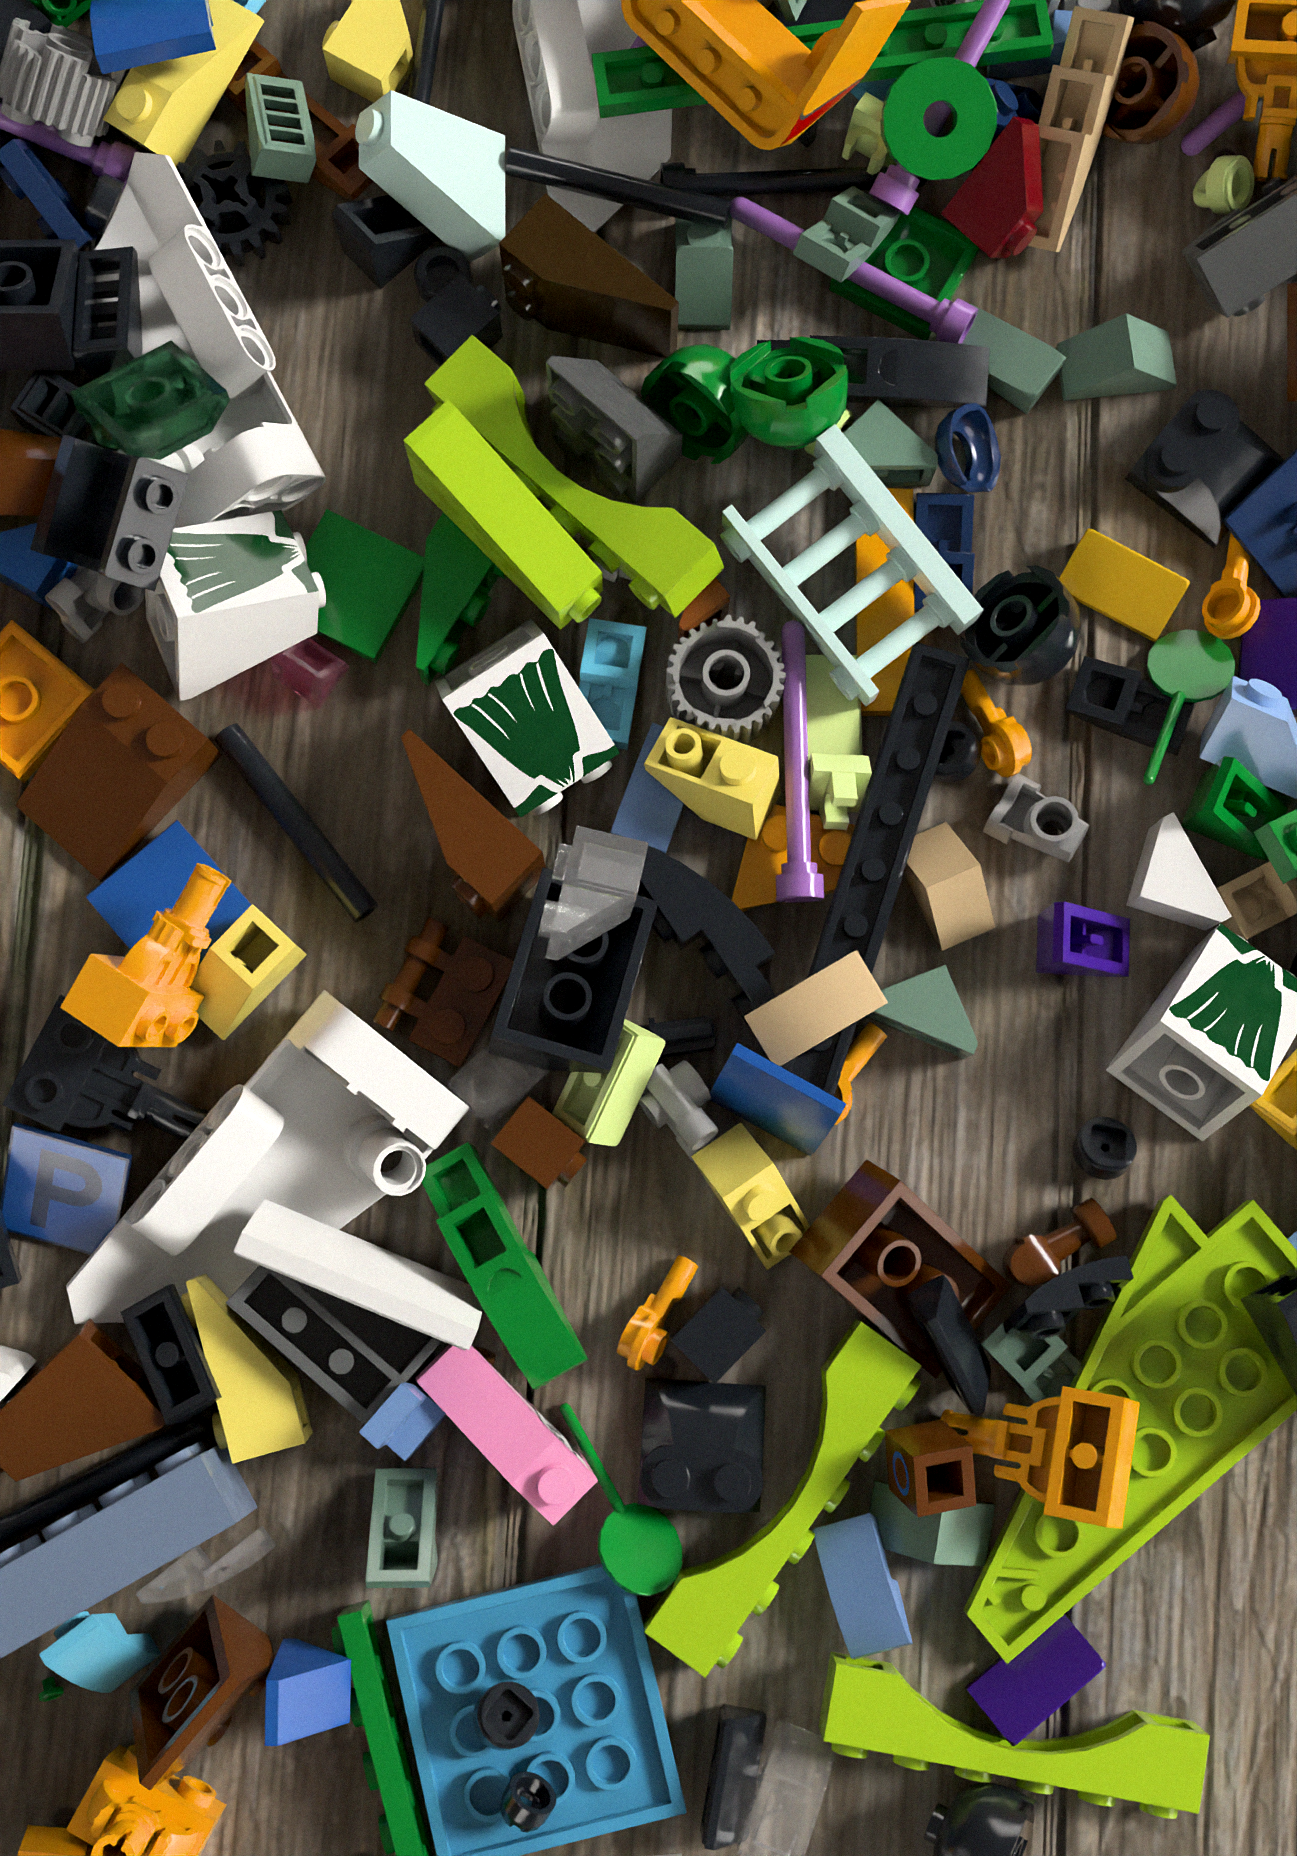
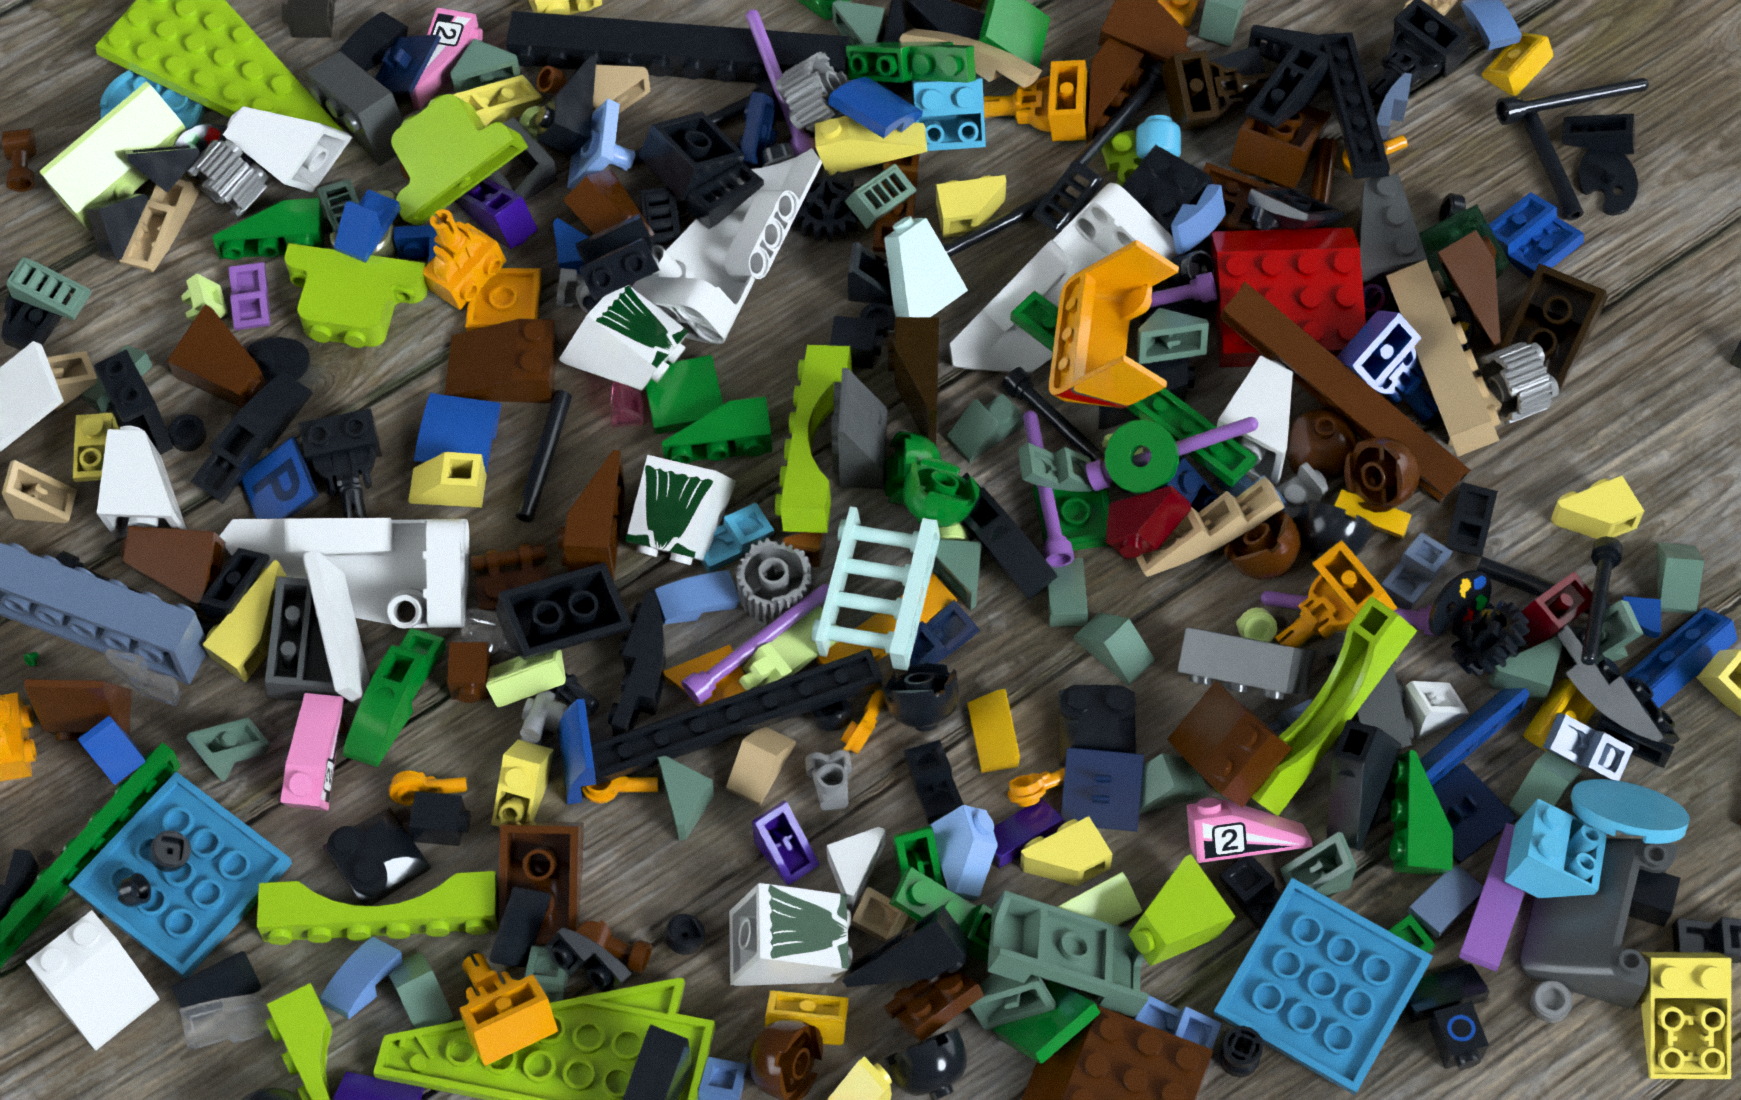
camera: 55 degrees right, 20 degrees down
(98, 1652) = (66, 650): medium azure slope -> none
(149, 991) = (407, 438): light orange brick -> none
(152, 403) = (690, 240): clear green slope -> none
(404, 1421) = (281, 701): medium blue slope -> none
(502, 516) = (761, 416): lime slope -> none
(597, 890) = (607, 586): clear slope -> none
(617, 187) = (987, 356): black piece -> none
(635, 1541) = (300, 855): green piece -> none
(716, 776) = (720, 610): light yellow slope -> none
(816, 1009) = (637, 729): tan slope -> none
(930, 1468) = (444, 951): reddish brown brick -> none
(980, 444) = (1012, 611): dark blue piece -> none
(1188, 669) = (969, 789): green piece -> none

